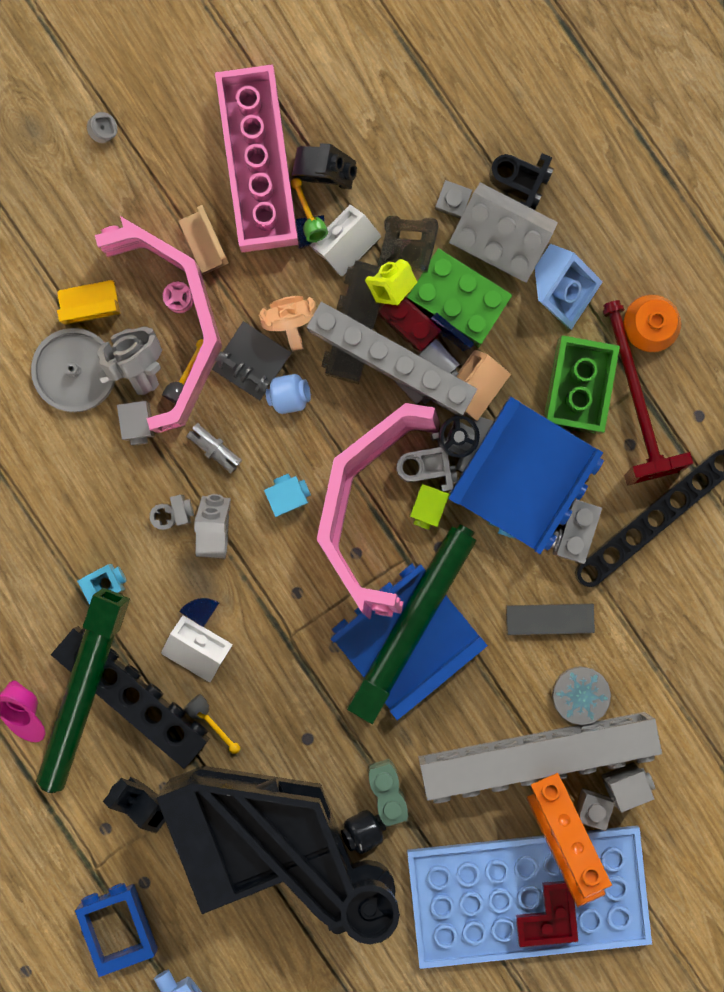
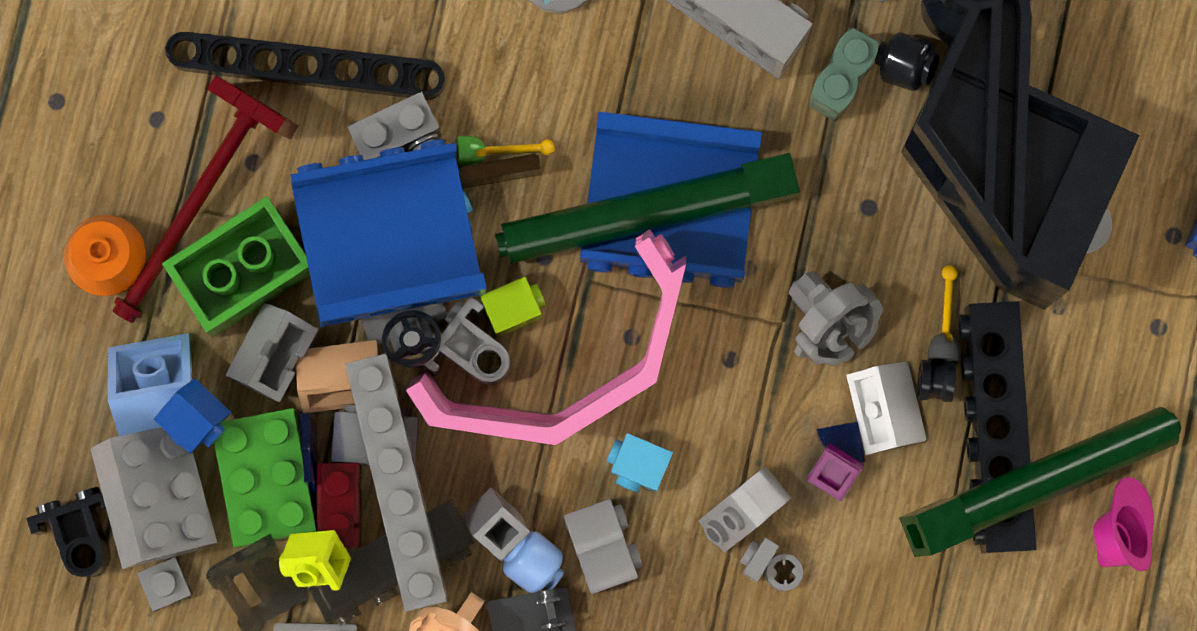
camera: 135 degrees left, 5 degrees down
(92, 583) = (927, 573): medium azure brick -> none
(137, 802) = (1098, 314): black brick -> none
(185, 687) = (936, 380): none -> black wheel
(188, 591) = (835, 472): none -> magenta tile
(214, 448) = (662, 586): light grey pin -> none
(263, 436) = (601, 545): none -> light grey brick
(267, 664) = (832, 317): none -> light grey piece
(324, 392) = (495, 524): none -> light grey brick
(505, 566) = (499, 171): none -> dark brown tile
(521, 360) = (271, 351): none -> light grey brick
(523, 287) = (193, 417): none -> blue brick
(528, 562) = (473, 150): none -> hinge
(550, 619) = (510, 76): dark grey tile -> none

